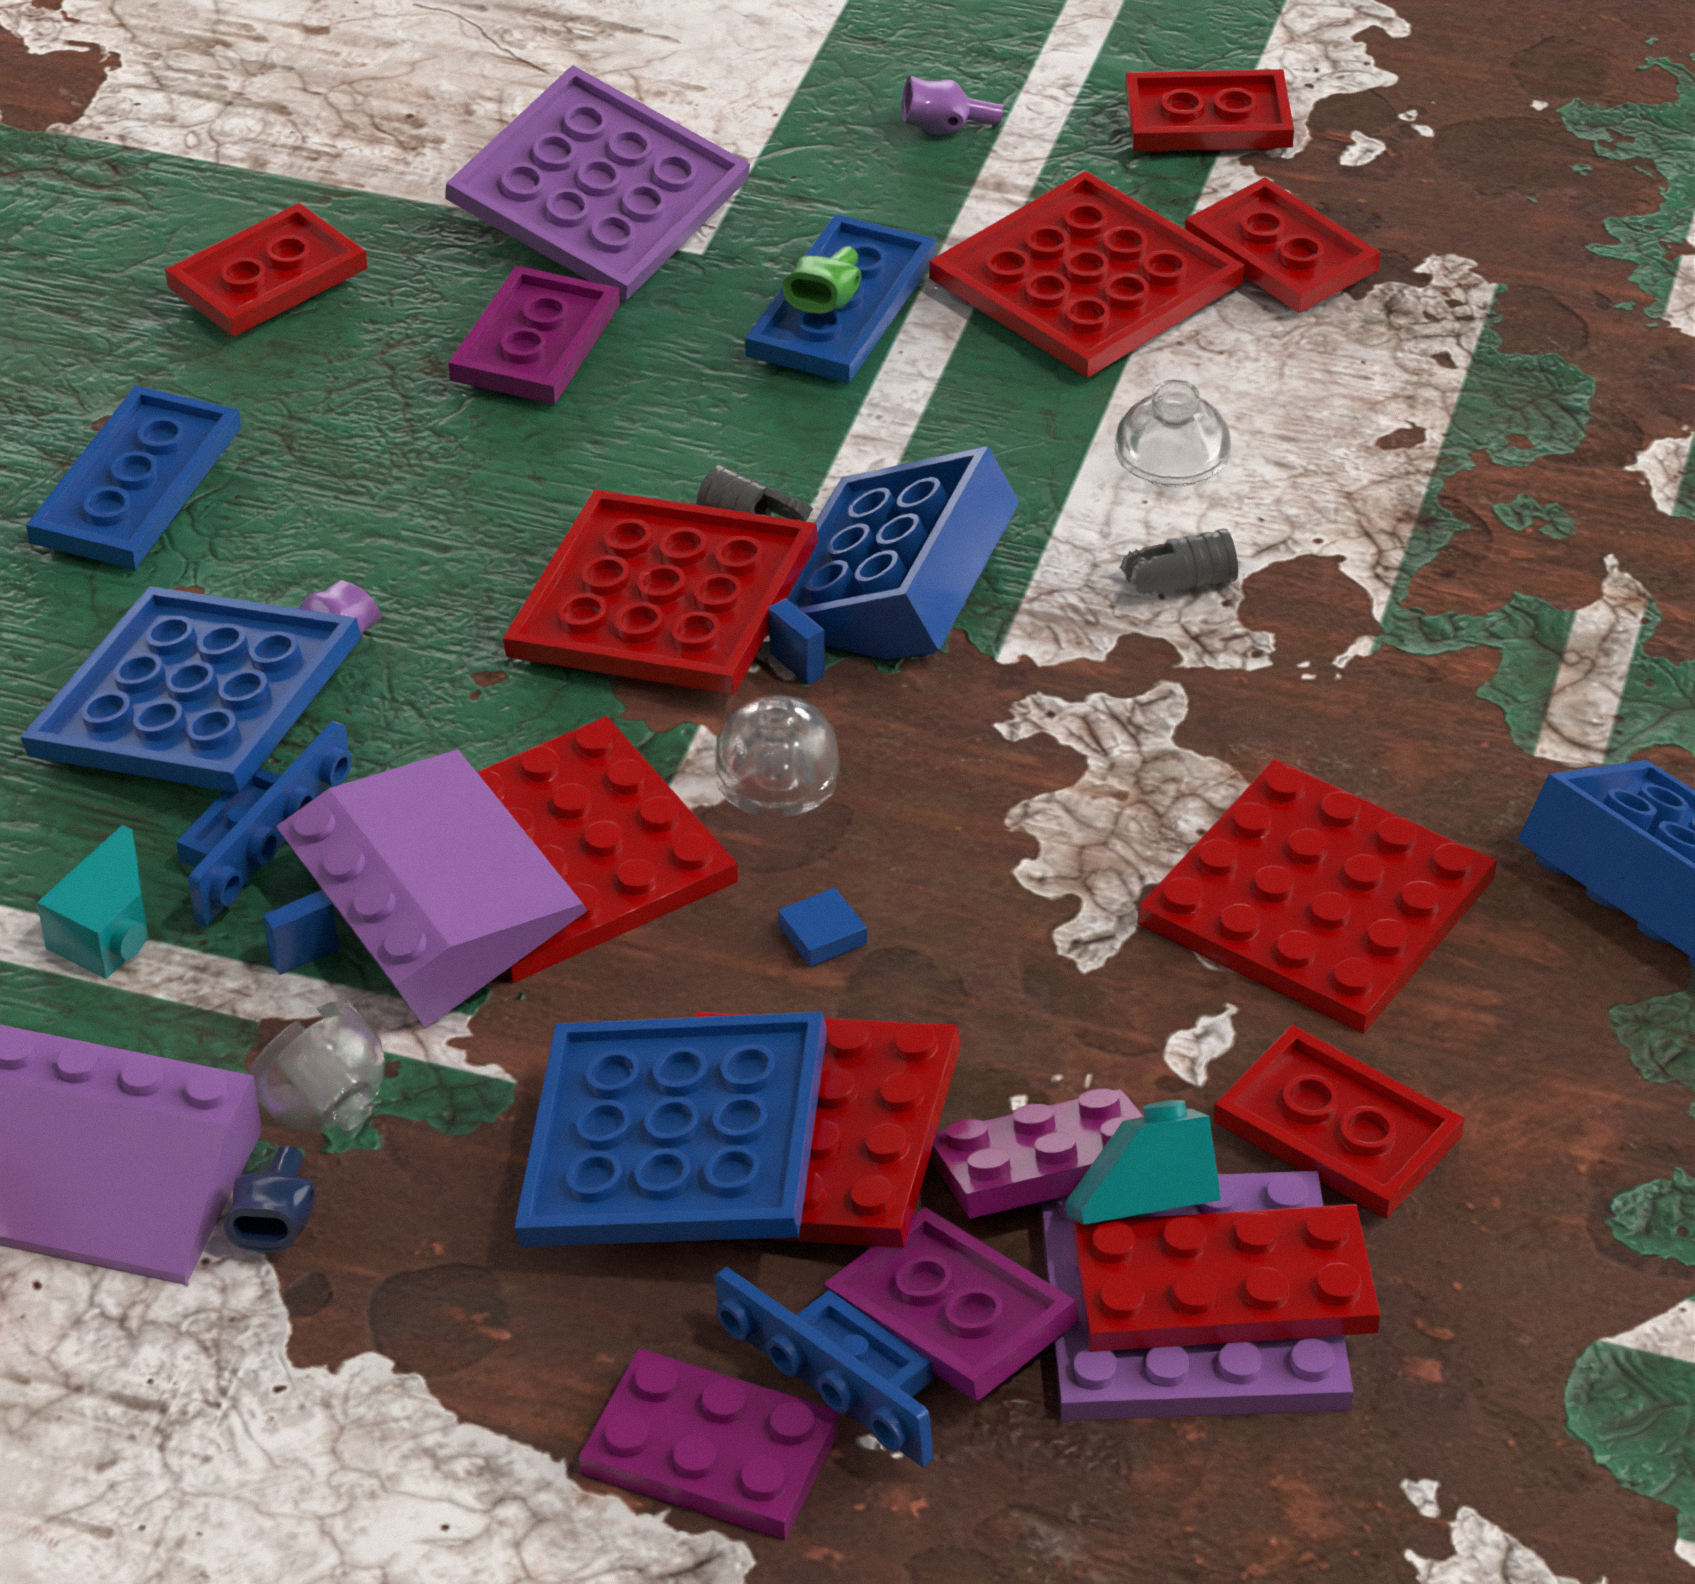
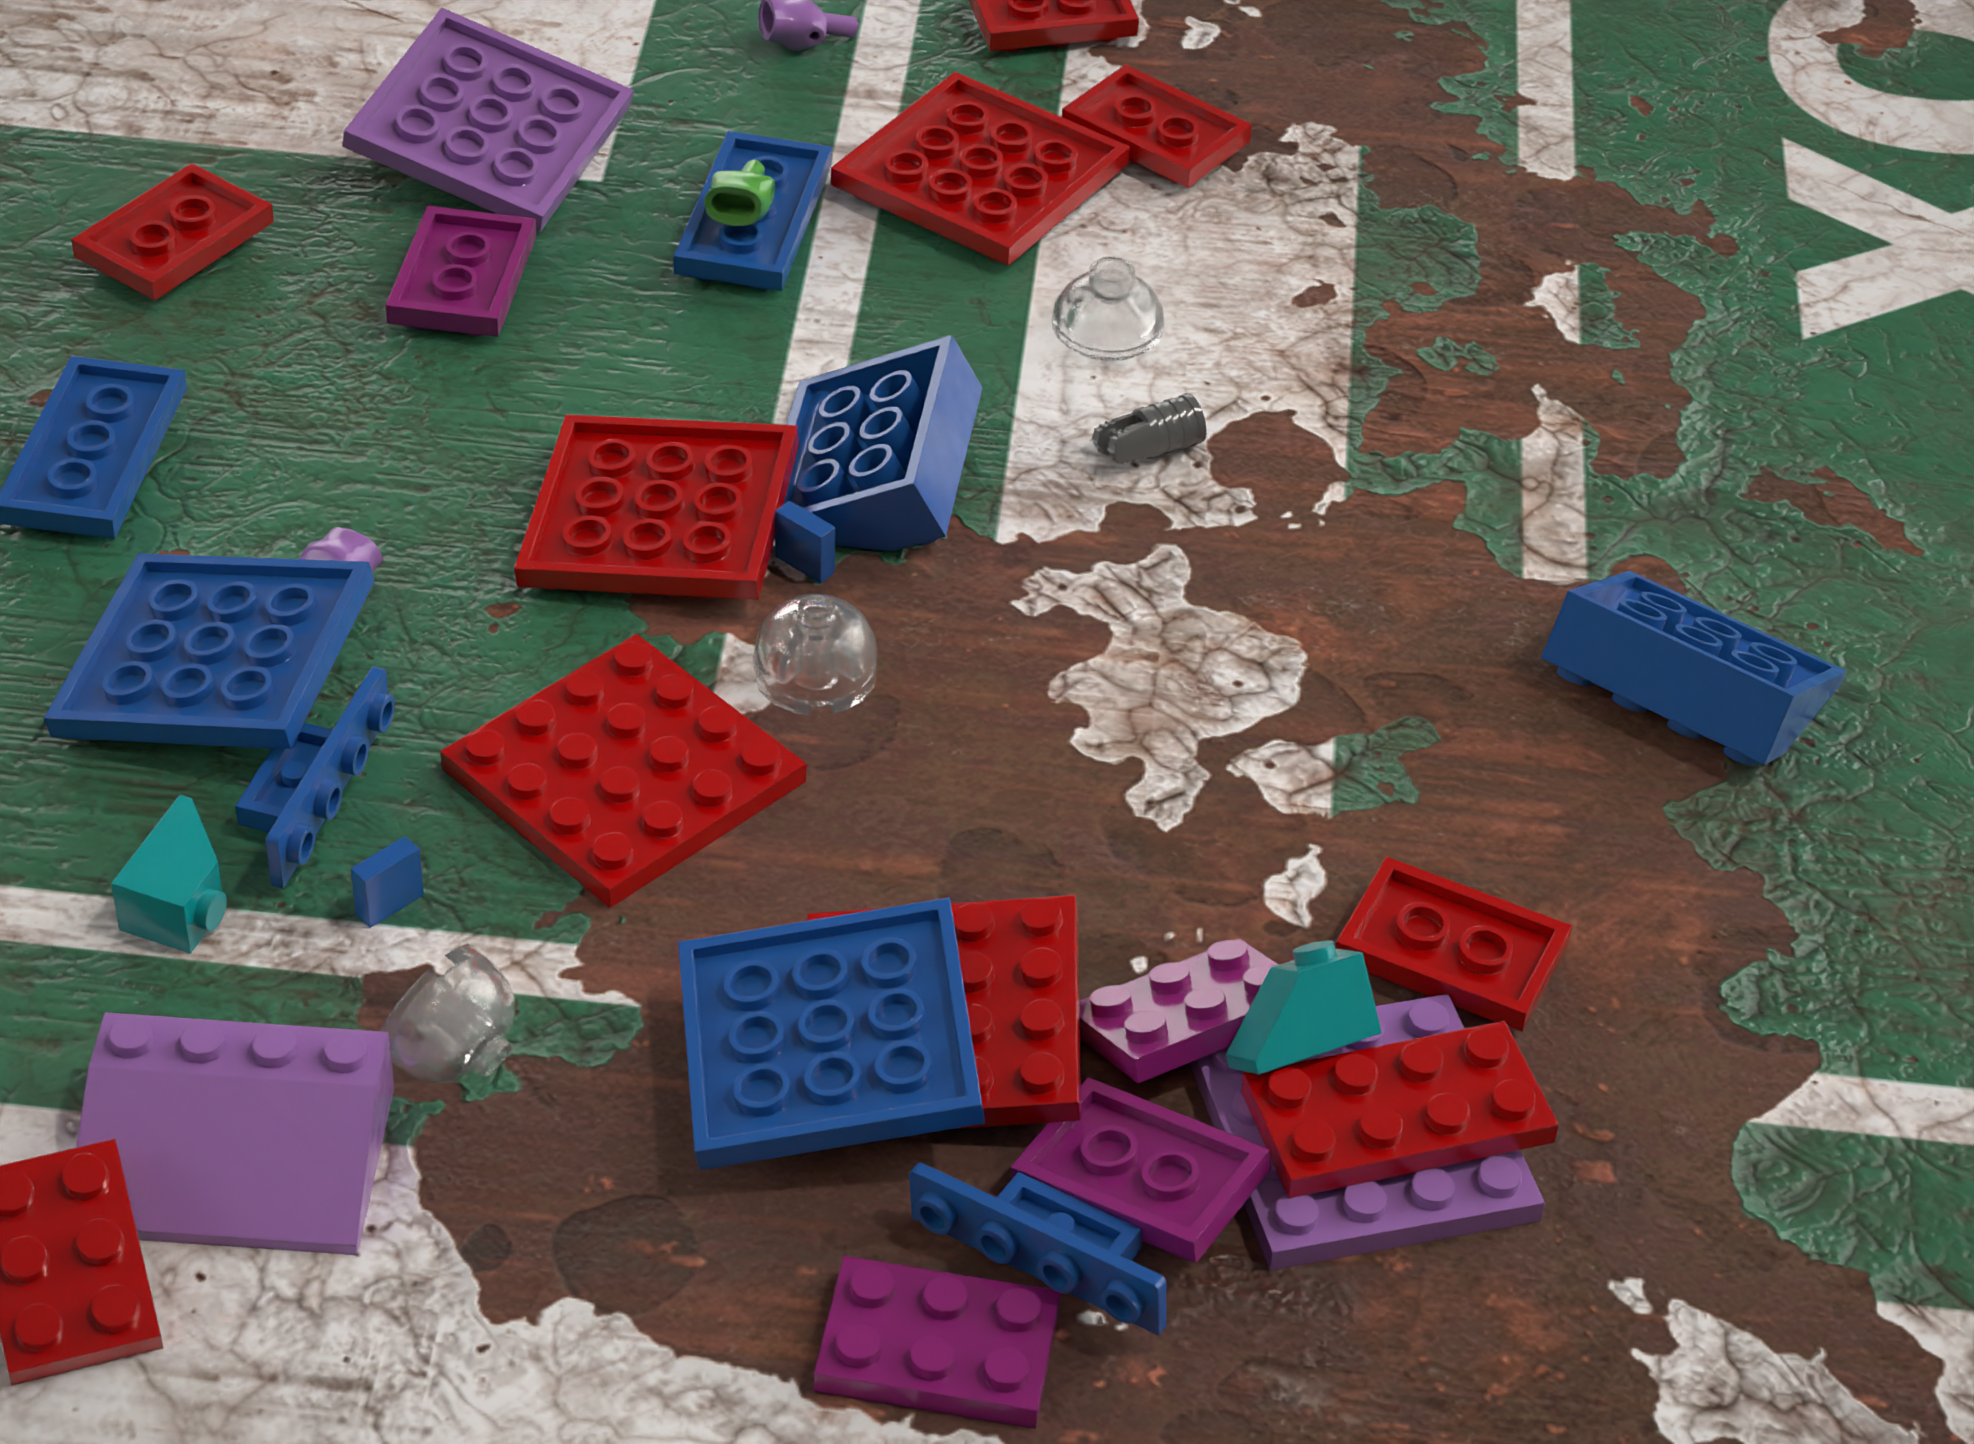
camera: 15 degrees left, 0 degrees up
(271, 1205) = (430, 1162): dark blue piece -> none
(431, 878) = (510, 813): medium lavender slope -> none
(737, 492) = (707, 403): dark grey hinge -> none
(822, 927) = (904, 816): blue tile -> none
(1317, 894) = (1365, 730): red plate -> none

